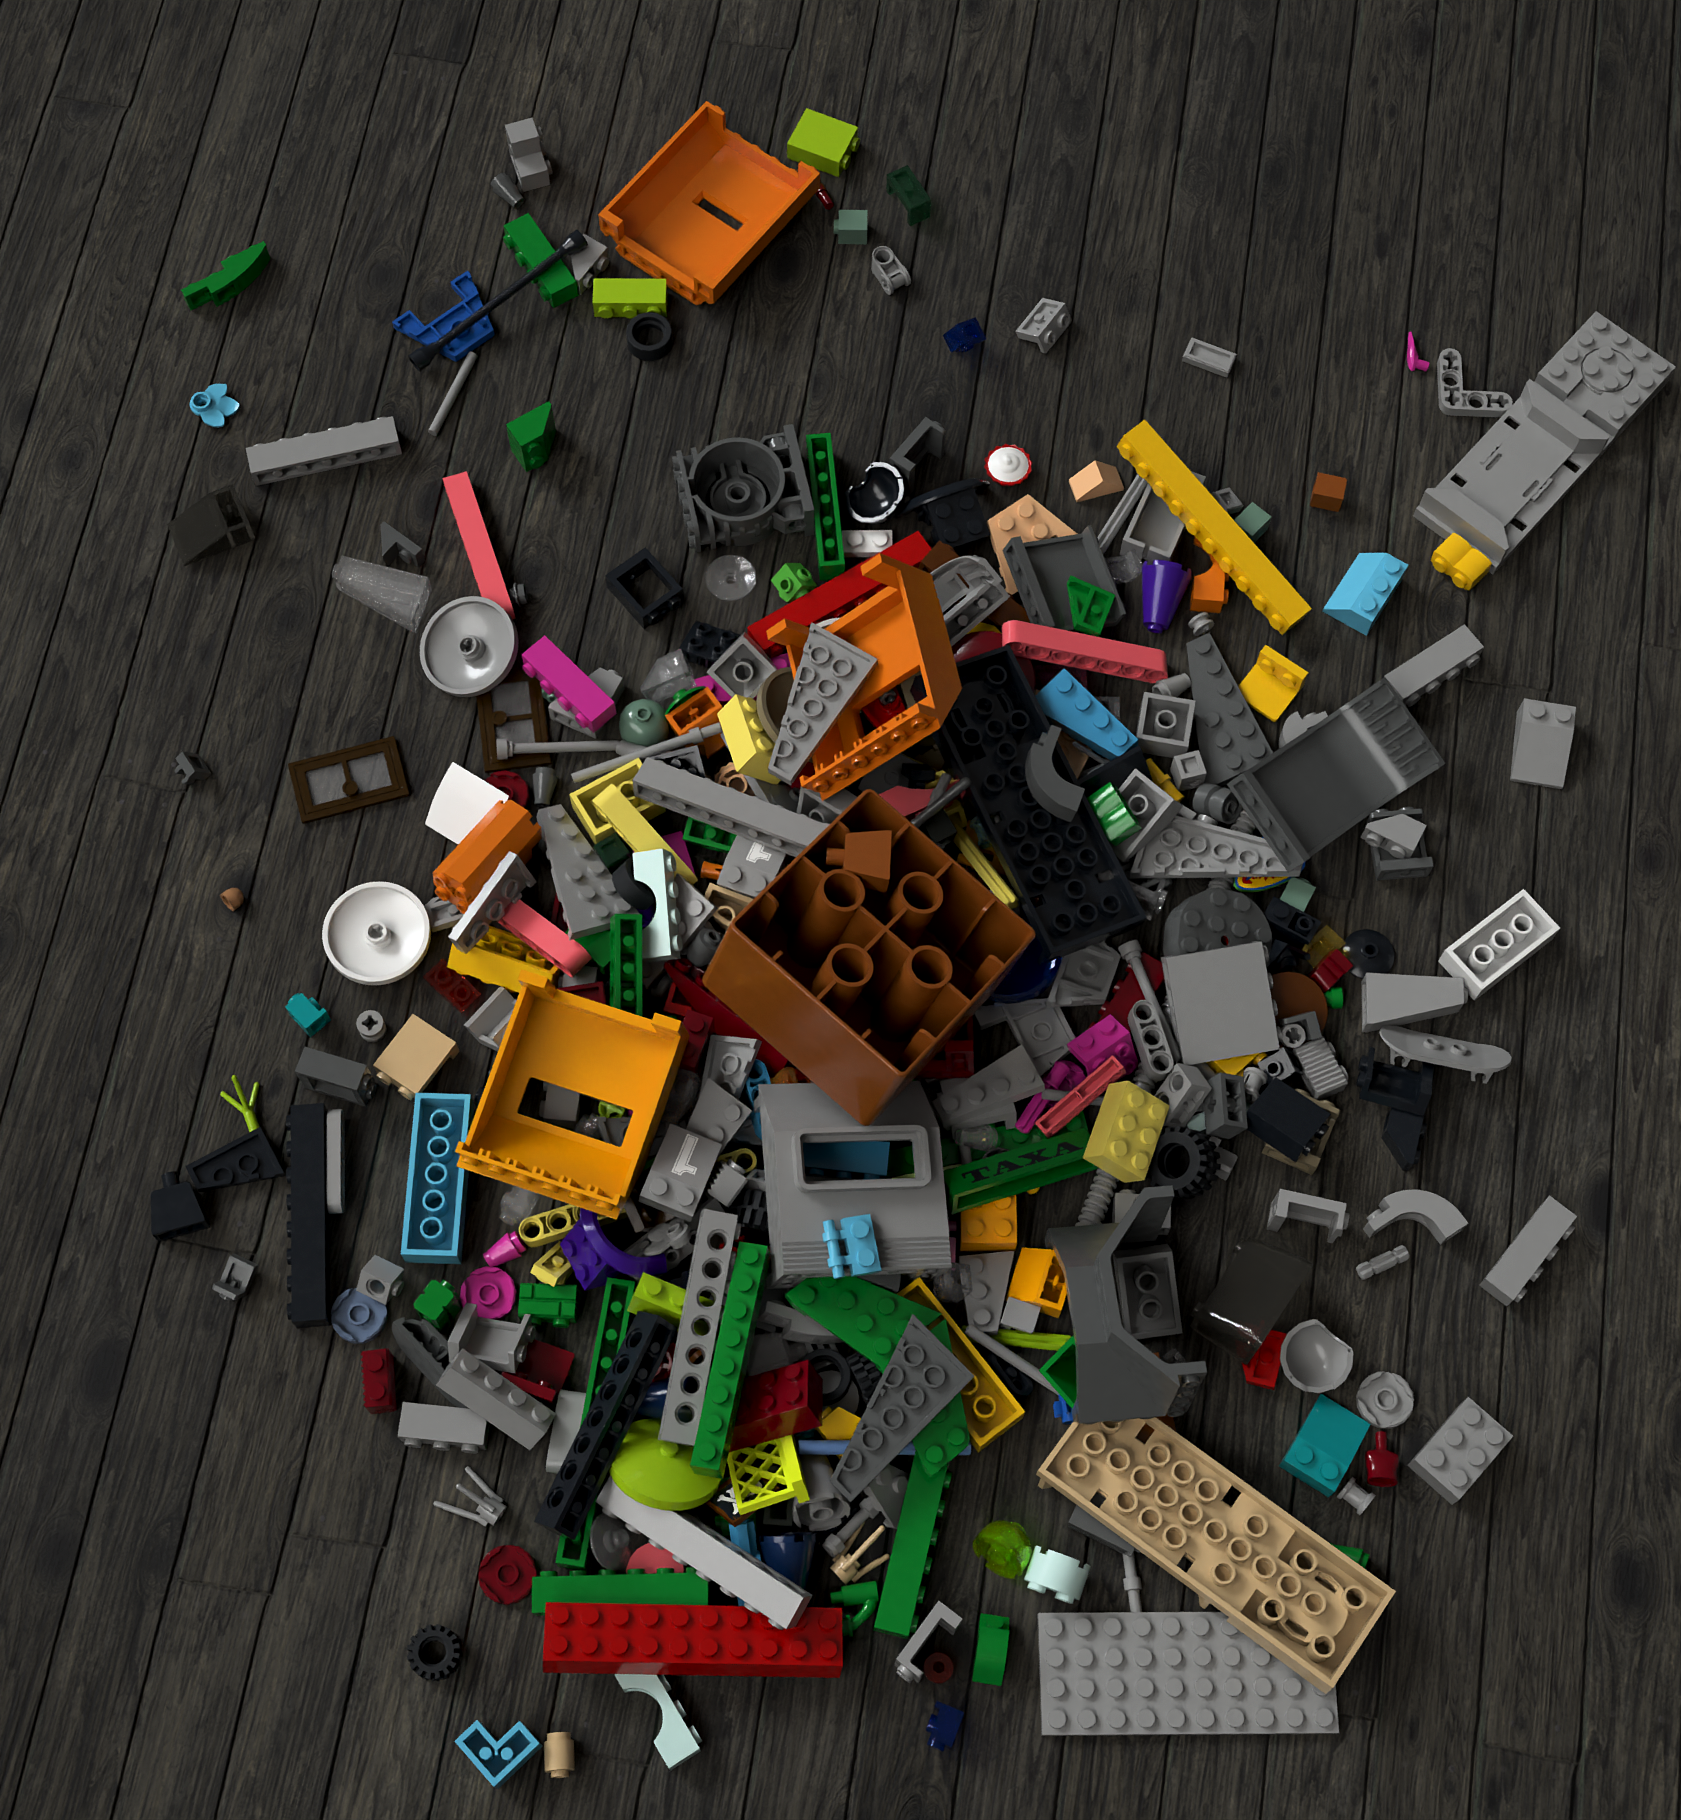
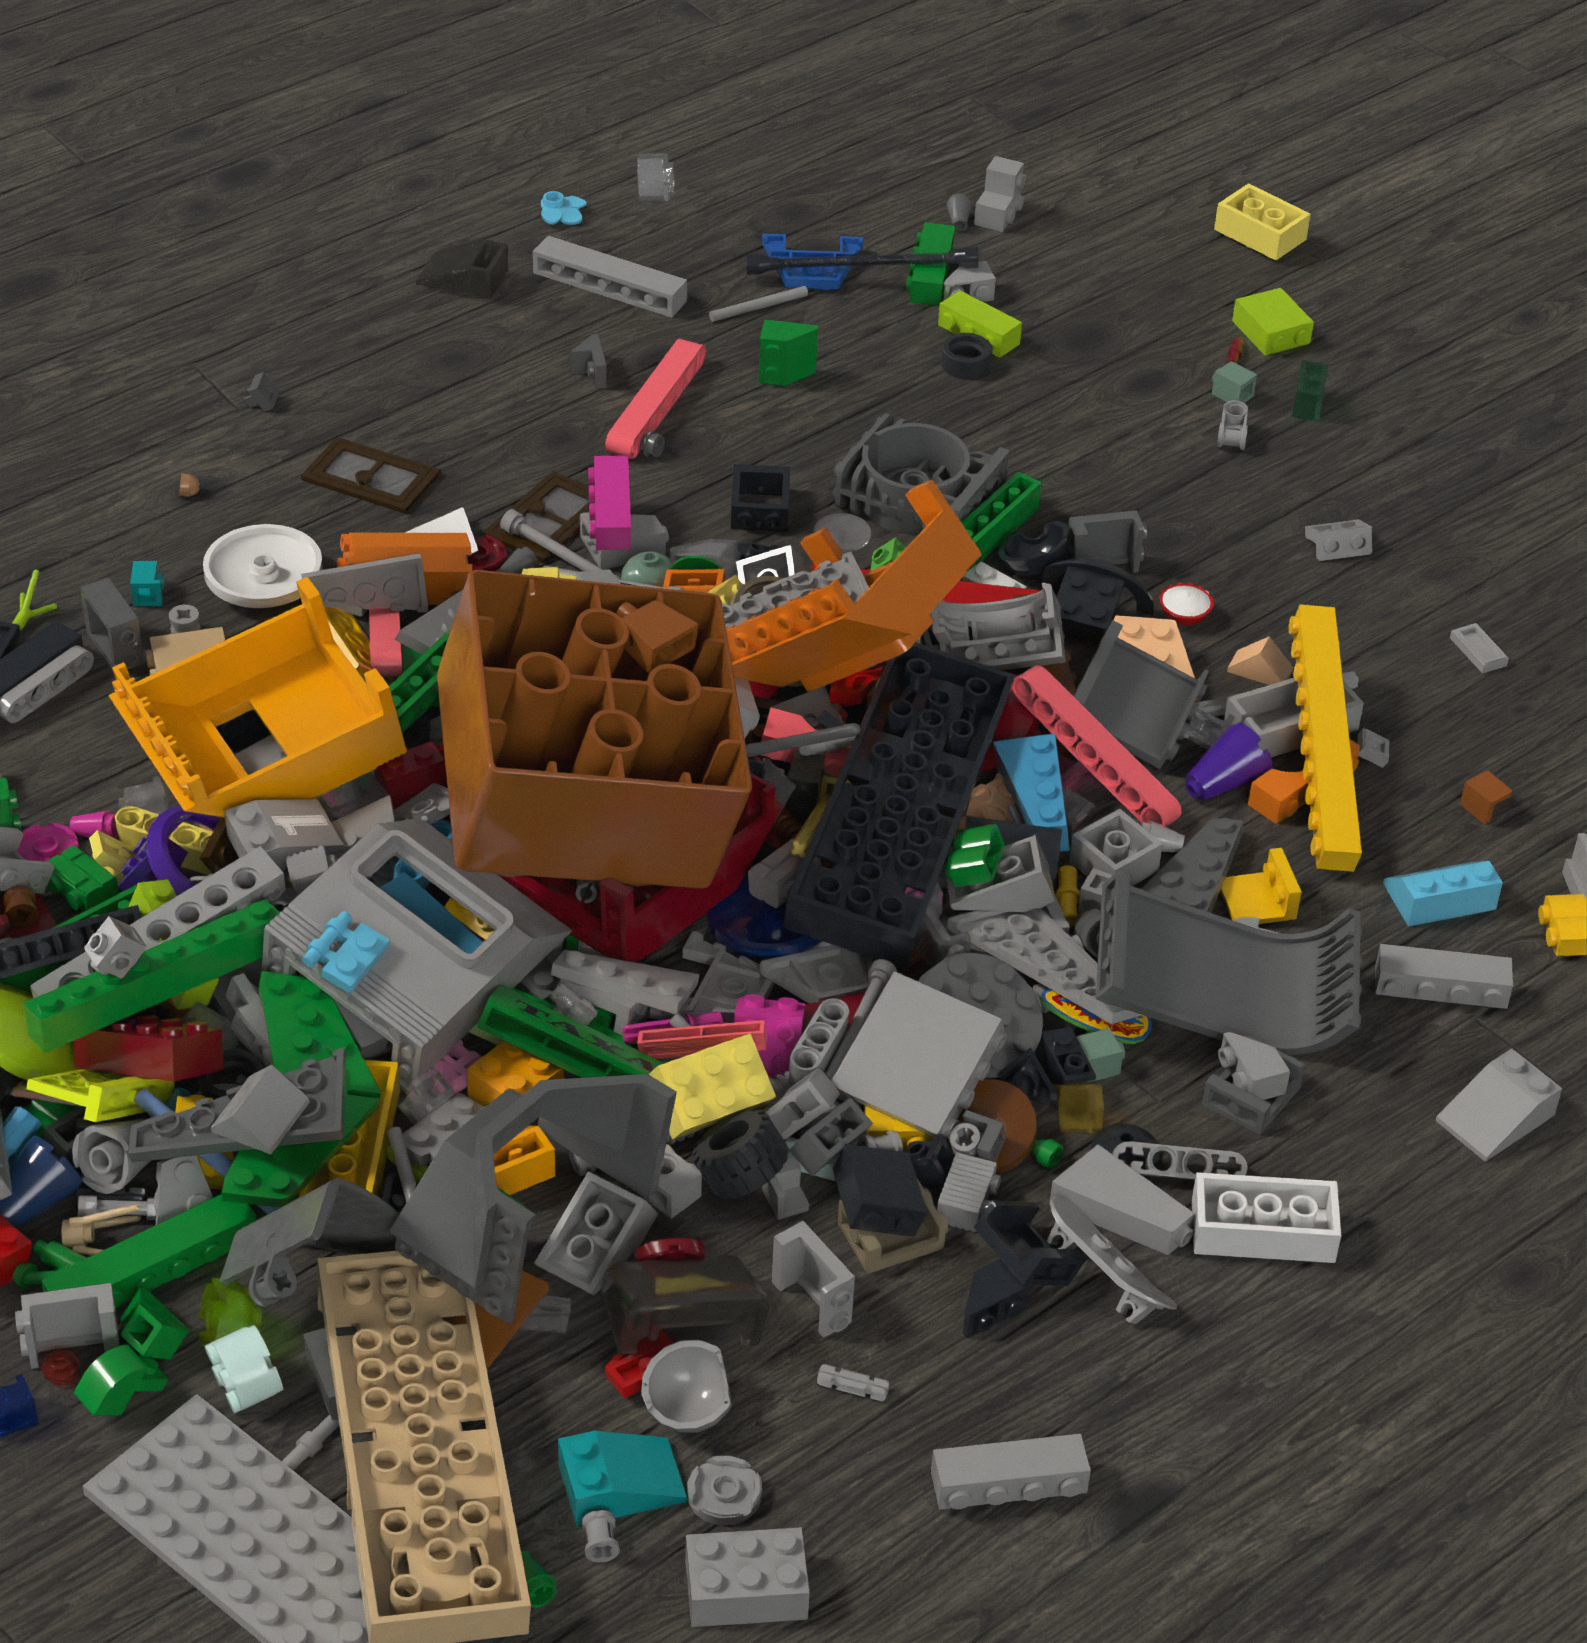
camera: 40 degrees right, 25 degrees down
(237, 275) = (680, 144): green slope -> none
(252, 320) = (654, 176): none -> clear brick
(386, 590) = (549, 380): clear slope -> none
(434, 1184) = (76, 756): medium azure brick -> none
(469, 646) = (566, 443): light grey dish -> none
(540, 1363) = (20, 906): none -> reddish brown wheel
(676, 239) = (1071, 284): orange panel -> none
(717, 1379) = (114, 948): none -> light grey brick
(730, 45) = (1262, 221): none -> light yellow brick
(911, 1406) = (262, 1111): none -> light grey slope
(964, 336) = (1246, 504): clear blue brick -> none
(964, 1594) = (151, 1327): none -> green slope
(1036, 1477) = (331, 1218): none -> dark grey panel
(1045, 784) = (928, 790): dark grey arch -> none
(1088, 606) = (1140, 722): green wing -> none
(1201, 623) = (1244, 805): light grey bush -> none
(1210, 1272) = (670, 1249): none -> dark red tile
(1253, 521) = (1377, 774): sand green brick -> none
(1330, 969) = (1066, 1127): dark red leg -> none
(1381, 1463) = (656, 1531): dark red piece -> none
(1414, 945) = (1179, 1157): none -> light grey beam
(1418, 1205) = (933, 1356): light grey arch -> none

